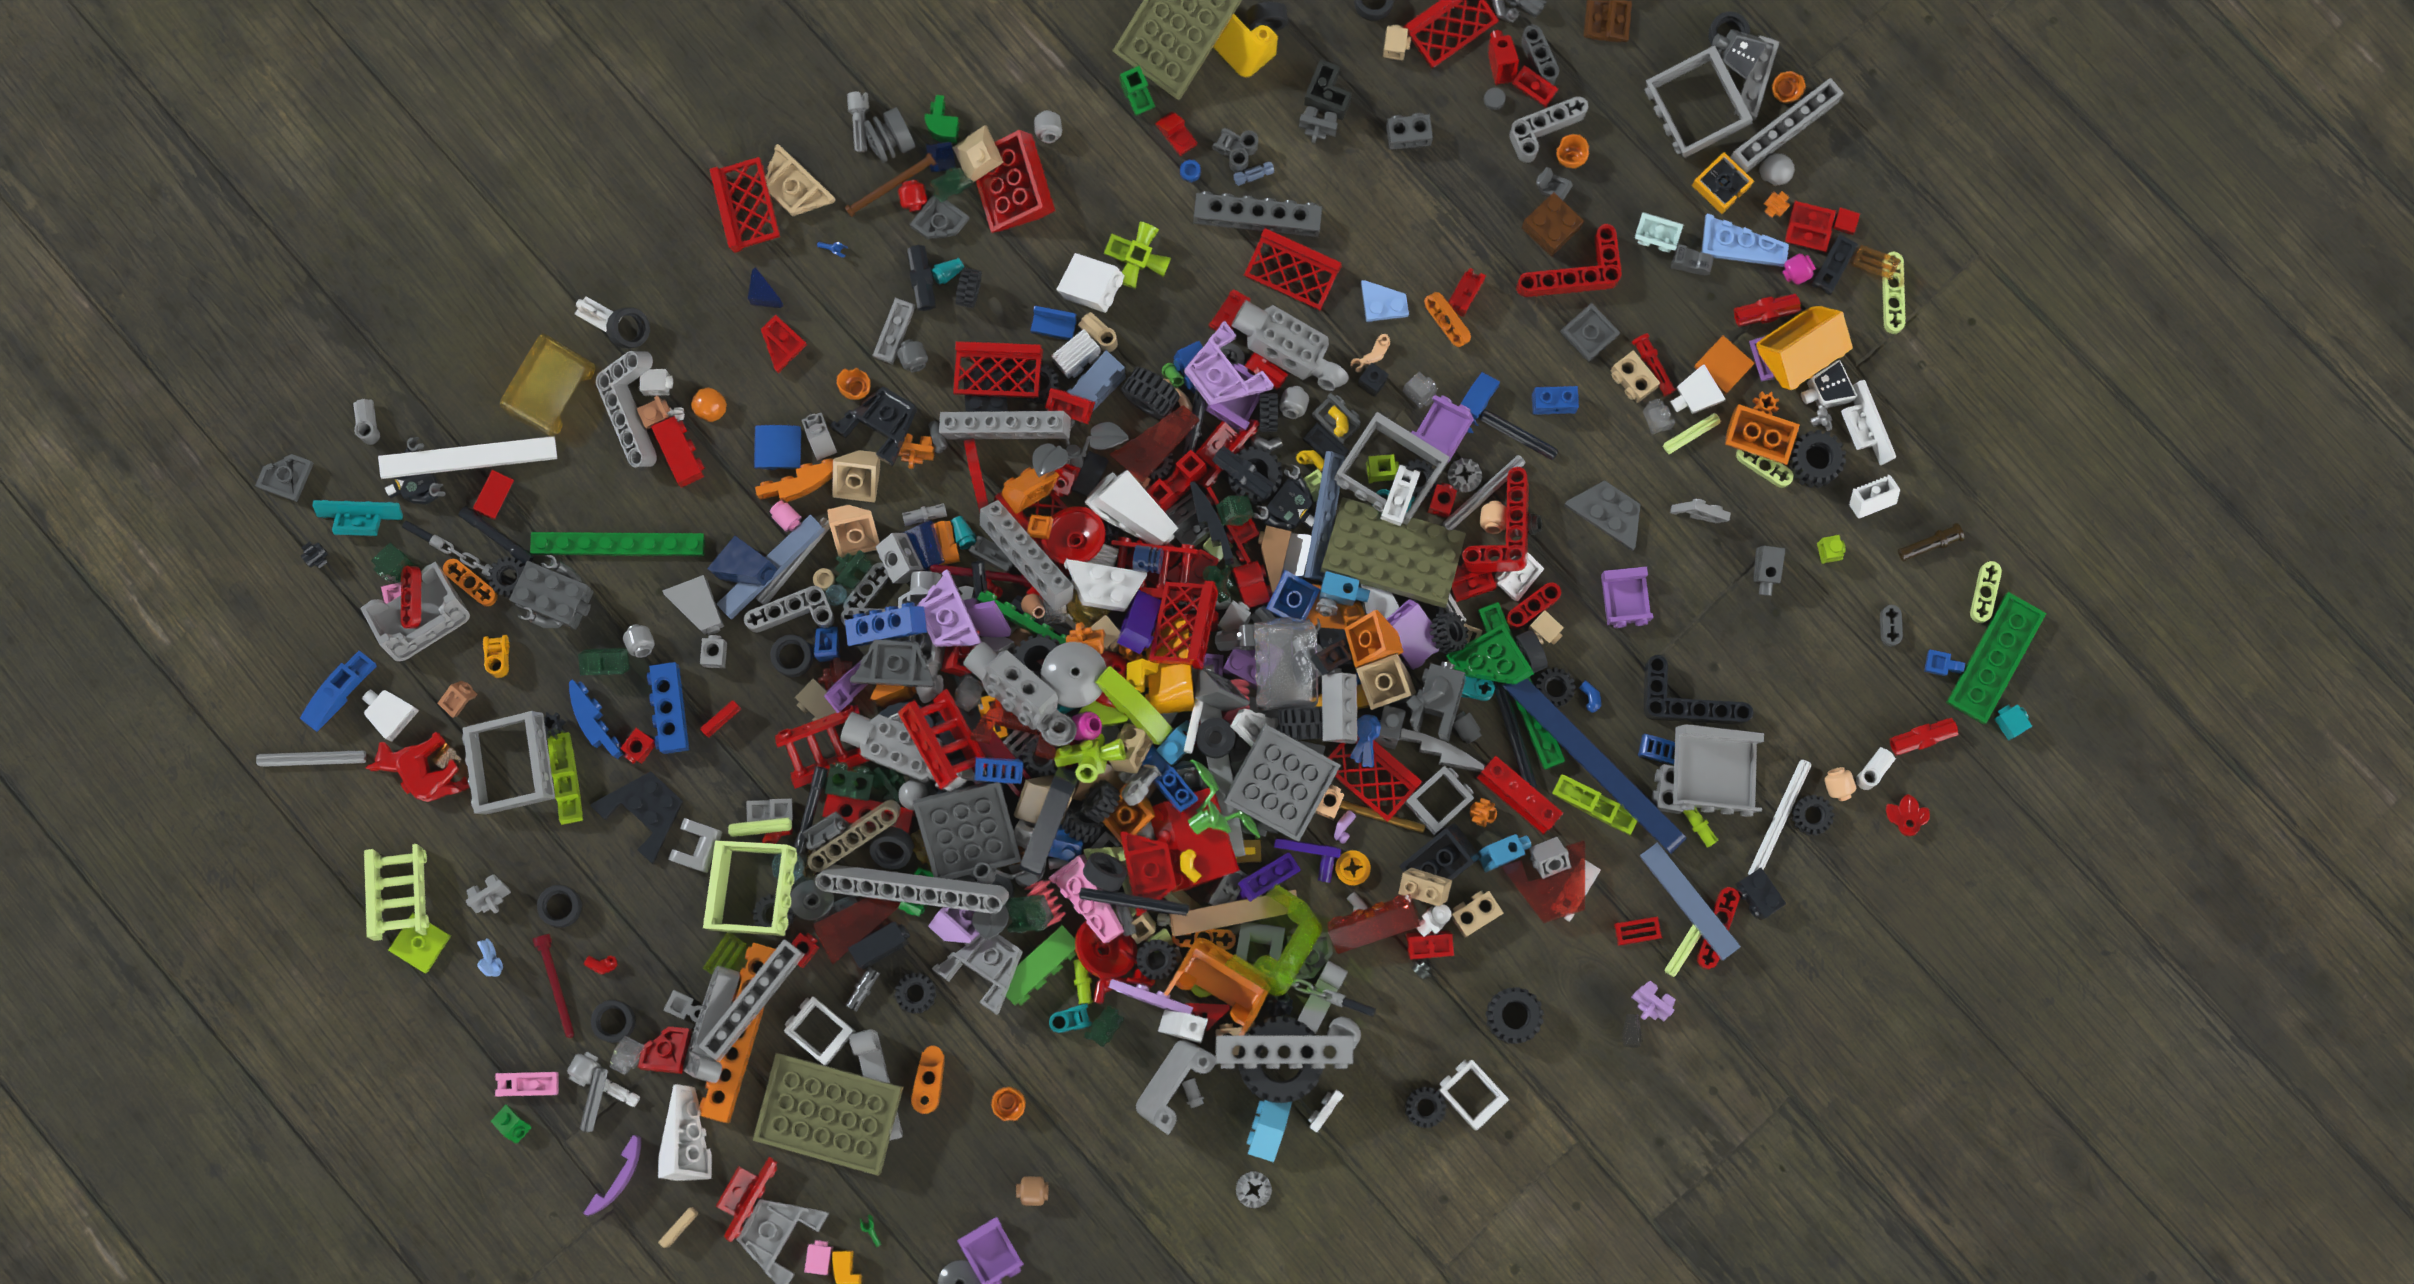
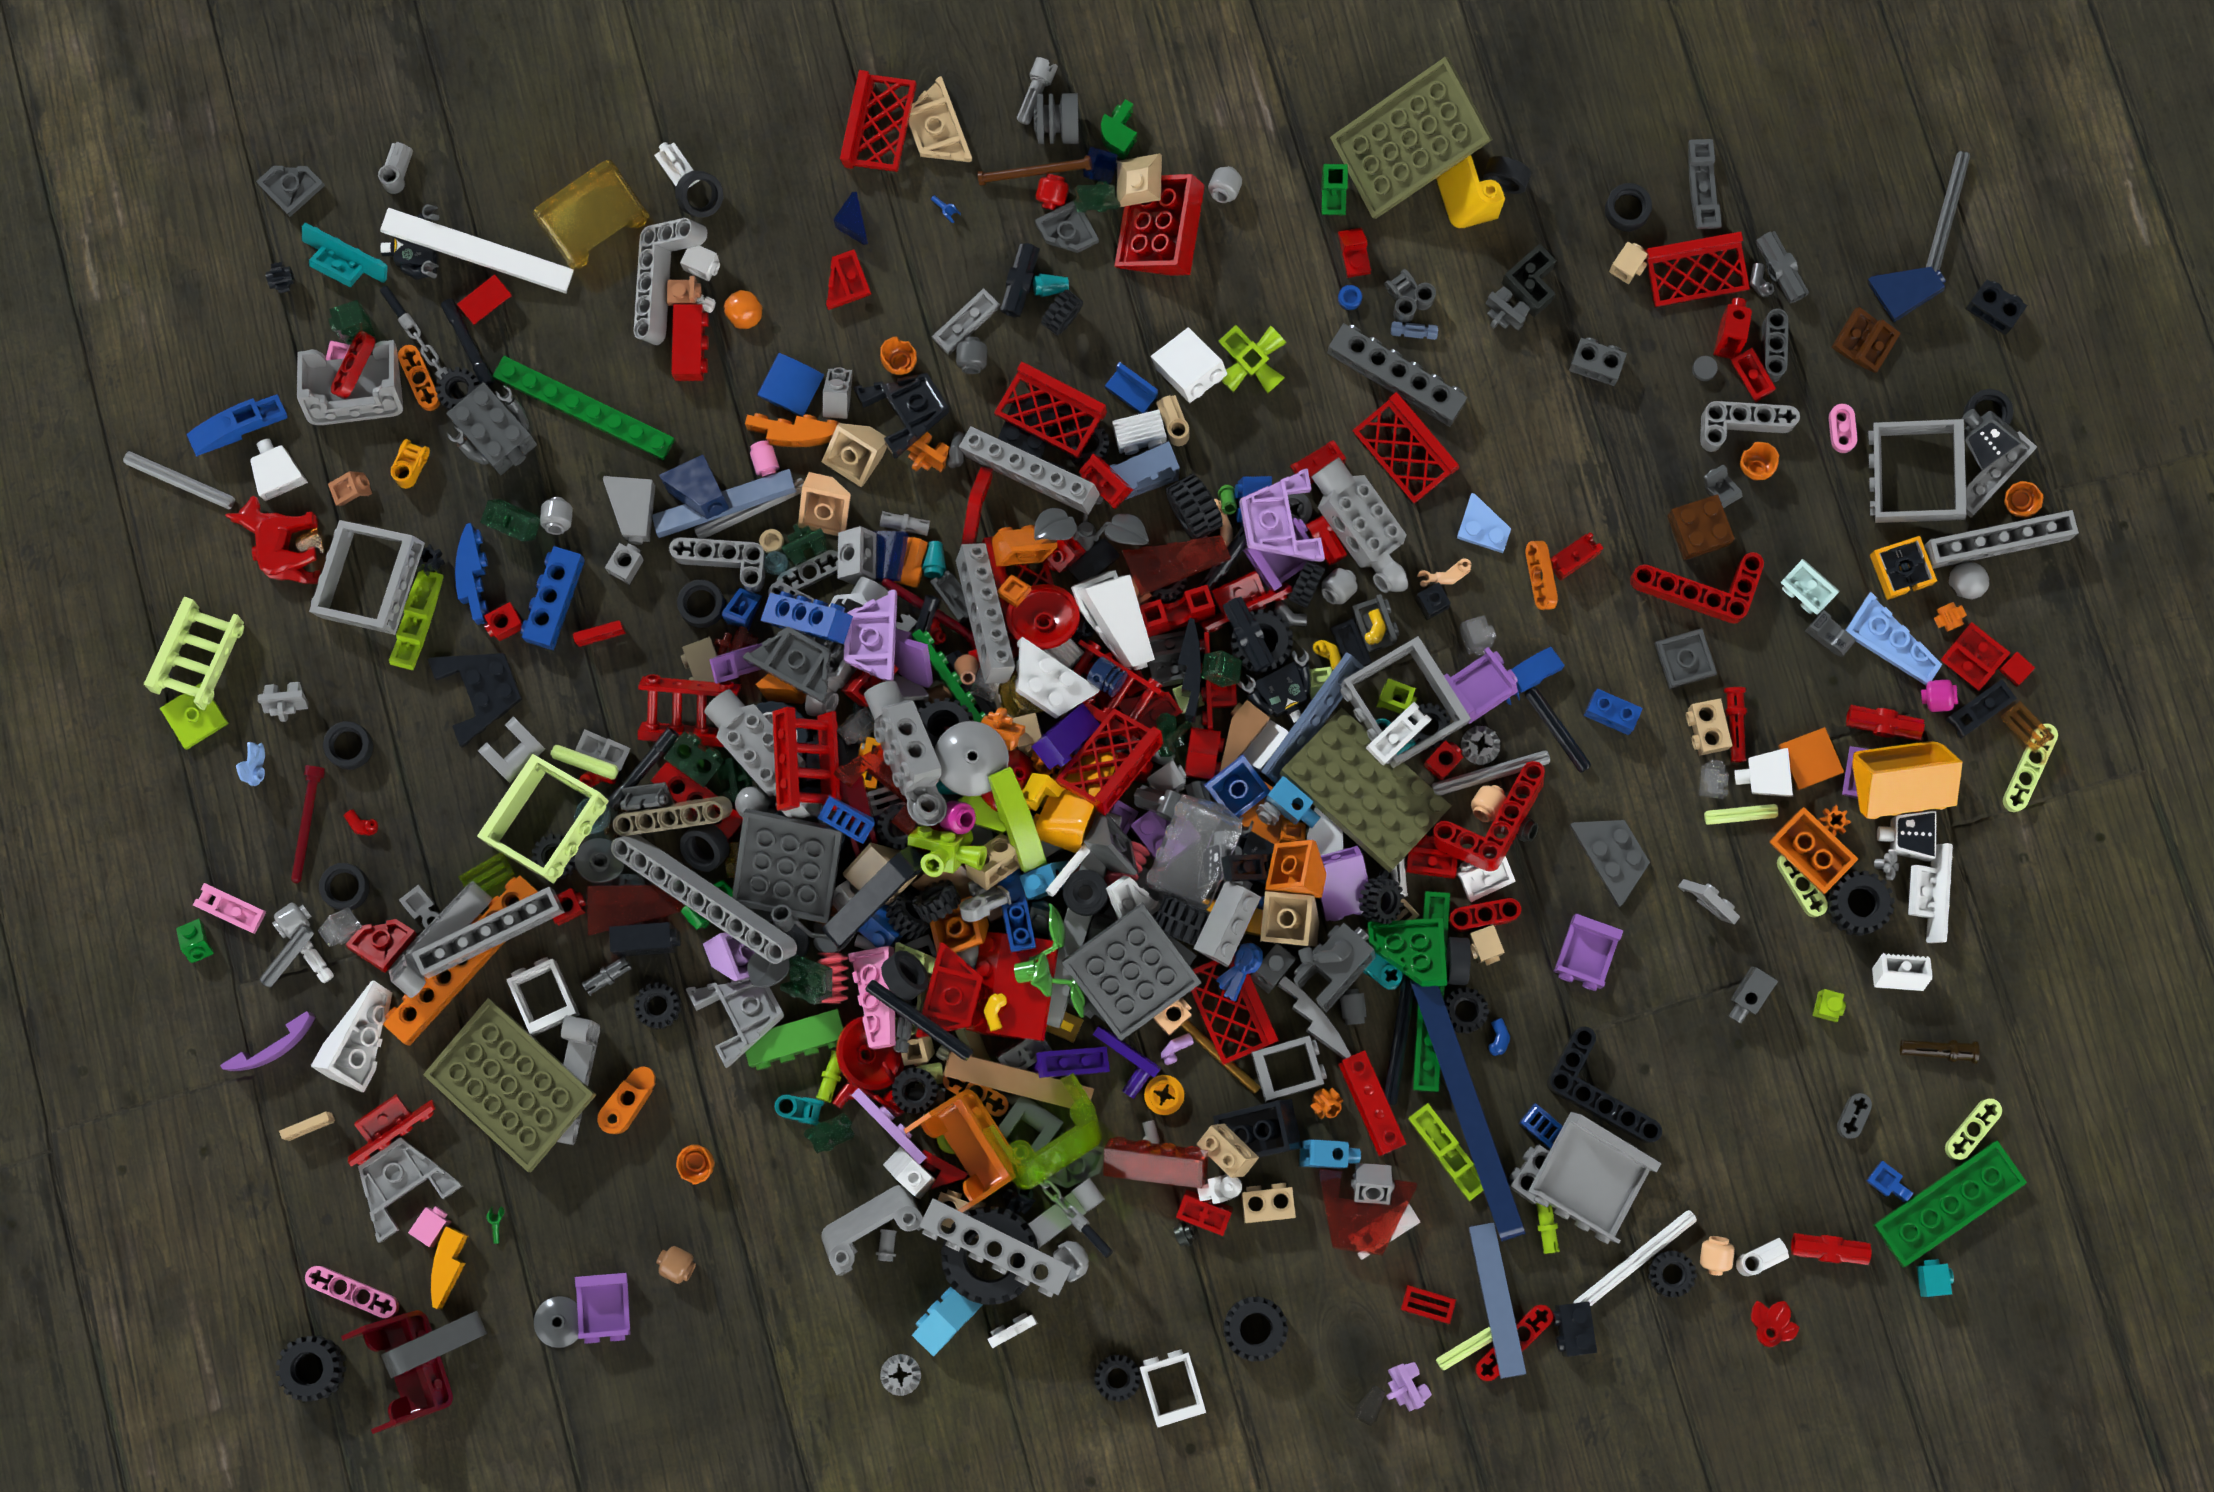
camera: 30 degrees right, 0 degrees up
(1623, 97) = (1843, 429): none -> bright pink plate

